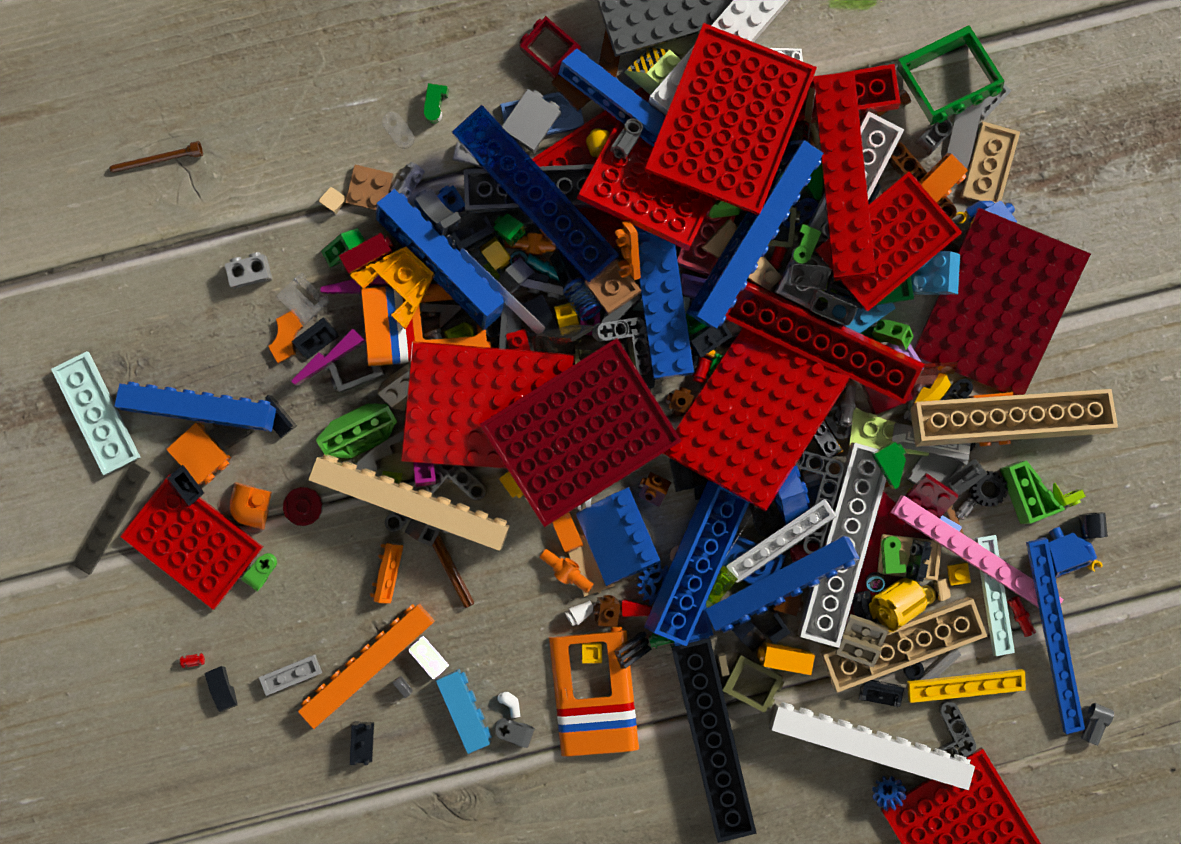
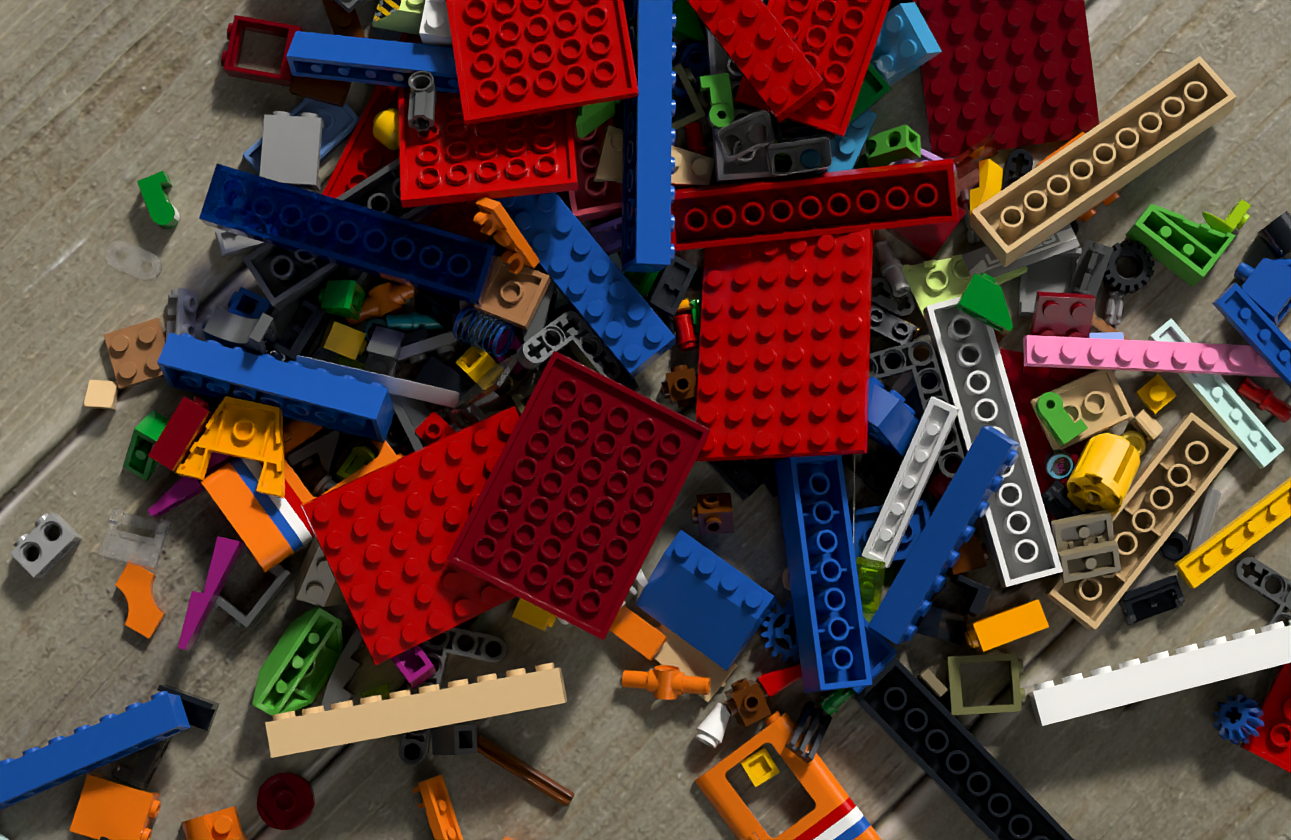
camera: 25 degrees left, 5 degrees down
(315, 338) = (179, 578): black hinge -> none
(916, 569) = (1097, 417): black hinge -> none

